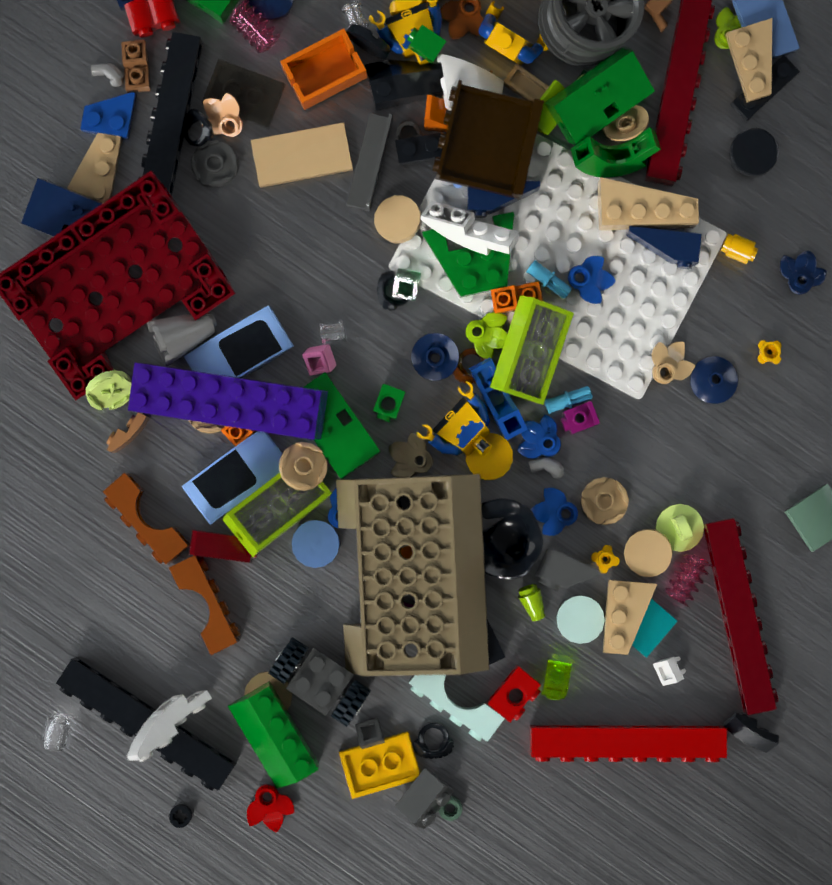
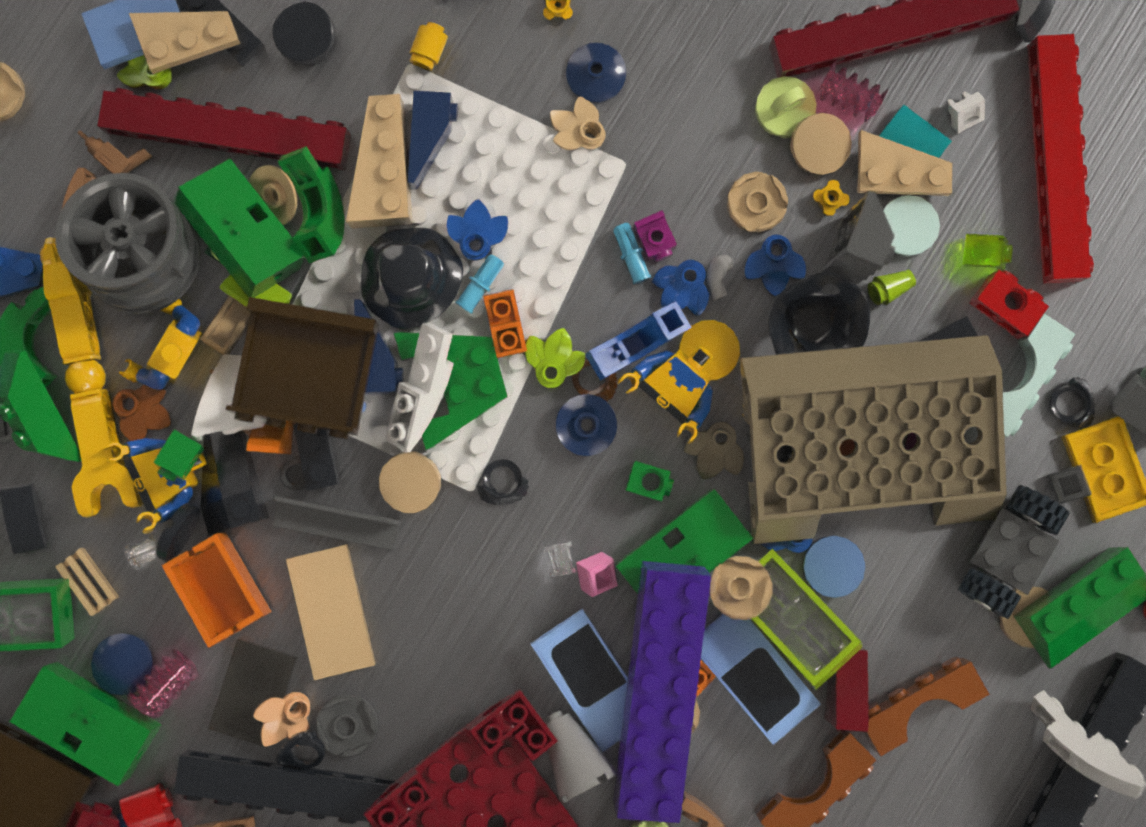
camera: 95 degrees left, 0 degrees up
(406, 284) = (494, 466): clear green slope -> none
(531, 349) = (574, 300): brick -> none
(552, 228) = (413, 278): none -> black piece

